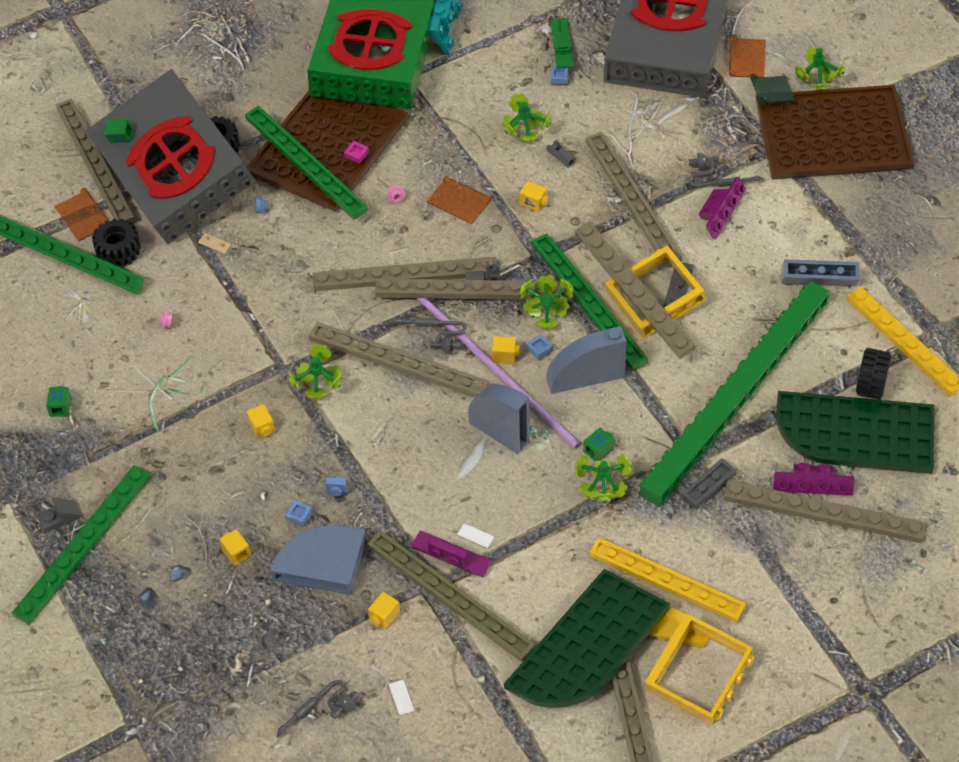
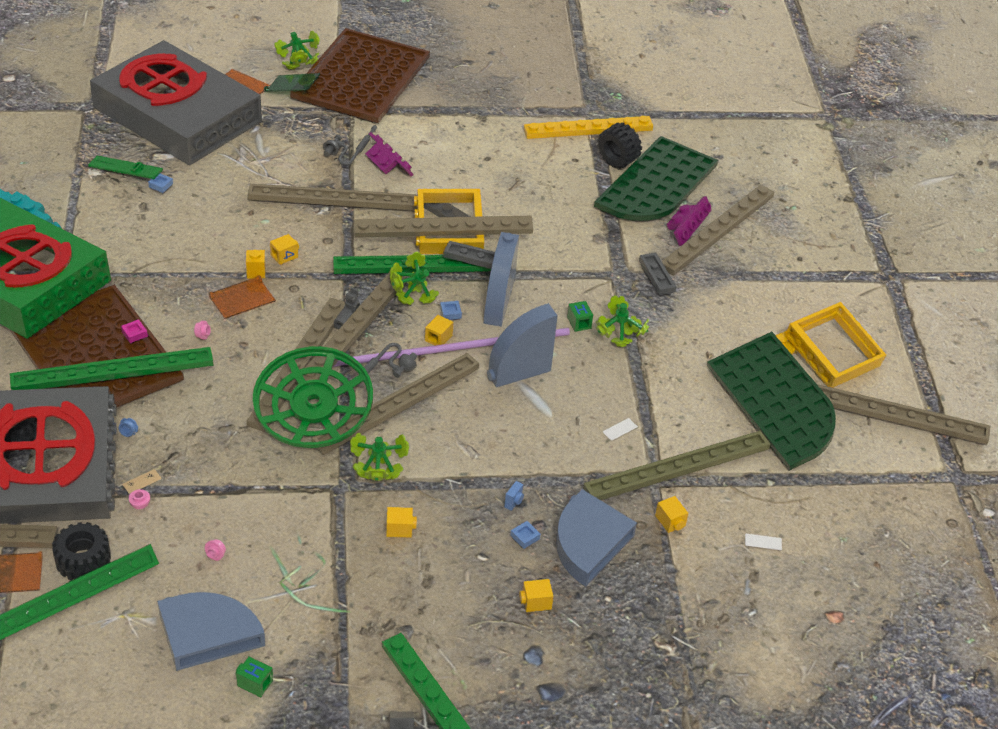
camera: 70 degrees left, 10 degrees down
(87, 351) = (208, 628): none -> sand blue brick
(192, 254) = (139, 499): none -> bright pink plate
(345, 702) = (756, 577): dark grey piece -> none
(350, 292) = (313, 389): none -> green dish
(451, 554) = (633, 449): magenta bracket -> none
(498, 187) = (255, 263): none -> yellow brick
(532, 119) = (196, 216): lime plant -> none
(561, 154) = (248, 217): dark grey bar -> none
(614, 318) = (469, 254): none -> dark grey plate
(667, 579) = (734, 333): yellow plate -> none
(733, 394) = (583, 227): green brick -> none
(820, 272) = (499, 134): sand blue brick -> none

